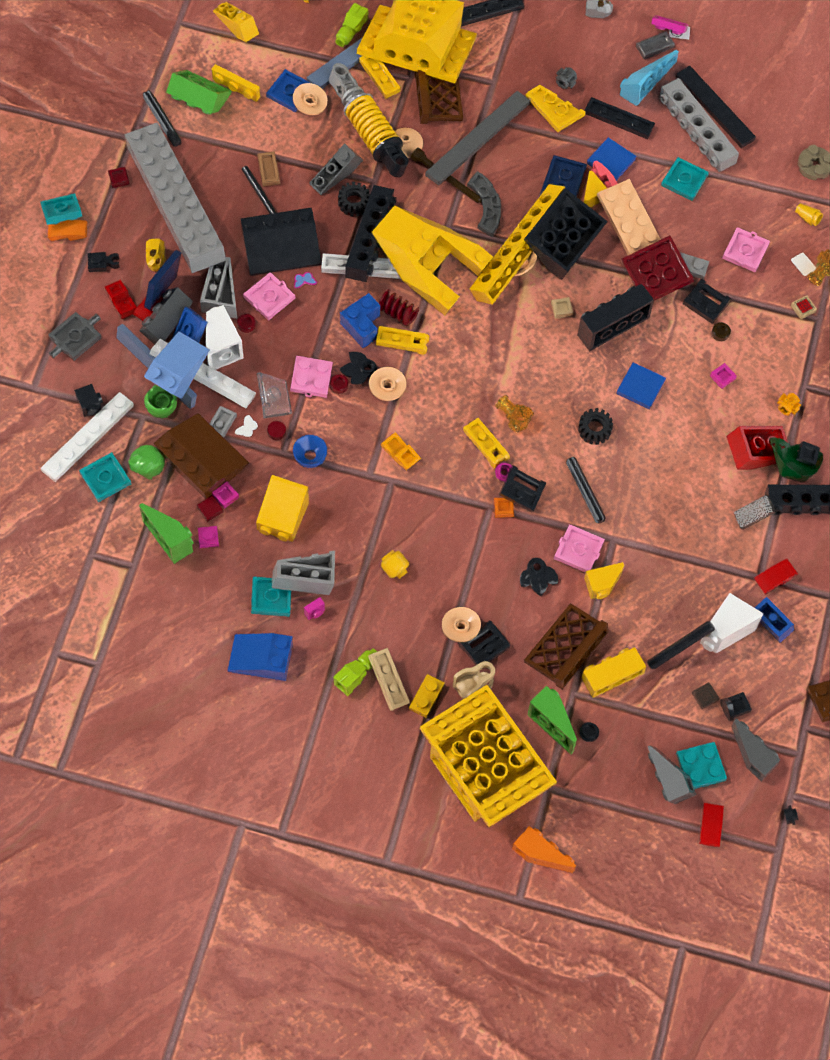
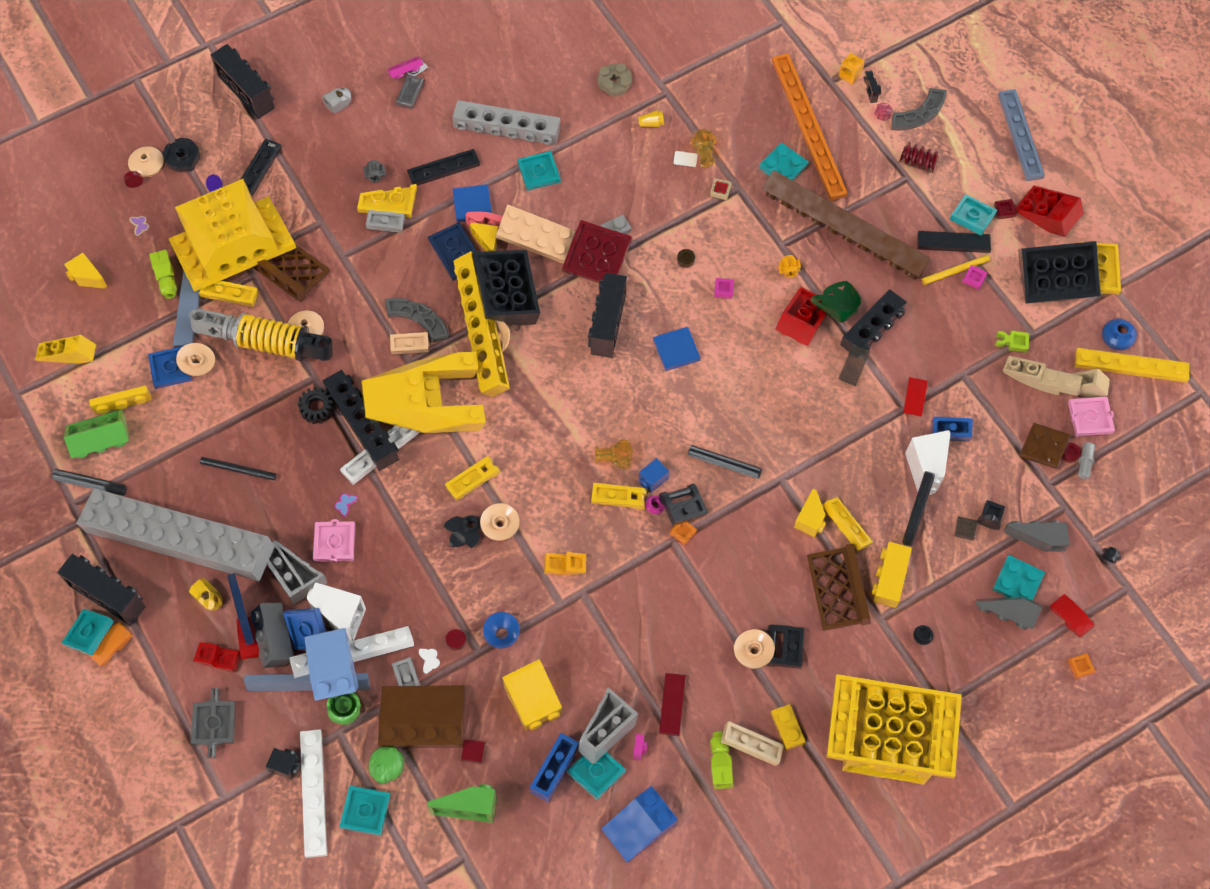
camera: 45 degrees left, 0 degrees up
(97, 190) = (102, 589): none -> black brick
(99, 261) = (165, 644): black plate -> none
(118, 177) = (106, 561): dark red tile -> none
(208, 537) = (496, 774): dark pink plate -> none
(225, 495) = (474, 728): dark pink plate -> none
(245, 566) = (554, 767): none -> blue brick
(246, 323) = (338, 579): dark red tile -> none
(268, 169) = (221, 443): medium nougat tile -> none
(273, 396) = (424, 616): clear slope -> none
(280, 241) = (296, 491): black slope -> none
(311, 376) = (435, 572): bright pink plate -> none
(336, 169) = (277, 396): dark grey slope -> none
(339, 383) = (462, 557): dark red tile -> none
(358, 320) = (425, 496): blue brick -> none
(367, 606) = (672, 704): none -> dark red tile
(394, 564) = (658, 652): yellow head -> none
(398, 309) = (442, 457): dark red piece -> none
(419, 156) = (330, 327): dark brown piece -> none
(460, 214) = (409, 343): none -> light nougat plate
(470, 679) = (816, 683): tan piece -> none
(477, 138) = (358, 275): dark grey tile -> none
(524, 451) = (653, 475): none -> blue brick
(536, 118) = (385, 221): none -> light grey plate
(538, 578) = (765, 560): black plate -> none
(539, 851) = (986, 758): orange slope -> none
(550, 714) = (892, 649): bright green slope -> none
(562, 308) = (559, 344): tan tile -> none
(579, 549) = (769, 509): bright pink plate -> none
(596, 416) = (685, 399): black tyre -> none
(622, 610) = (847, 524): none -> yellow plate
(643, 80) = (431, 125): medium azure wedge -> none
(678, 863) = (1081, 666): none -> orange tile
(703, 305) = (652, 250): black plate -> none
(716, 107) = (503, 99): black tile -> none
(746, 249) = (638, 183): bright pink plate -> none
(808, 453) = (840, 289): black plate -> none

